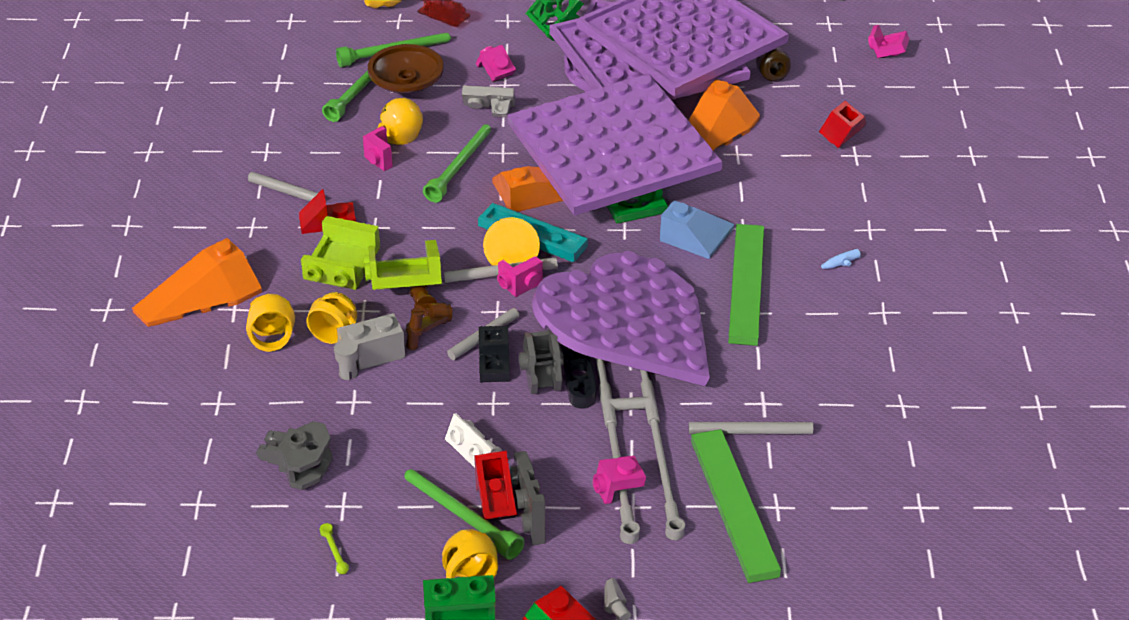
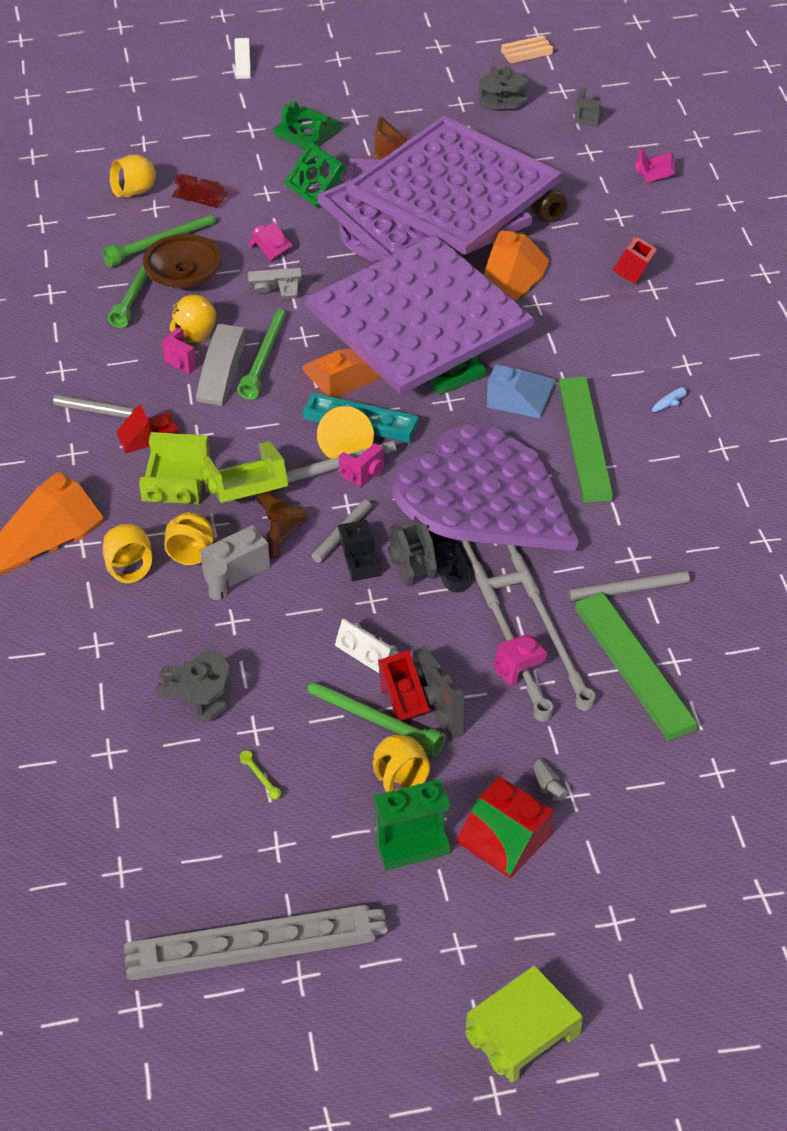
camera: 10 degrees left, 5 degrees up
(414, 165) = (220, 364): none -> light grey slope

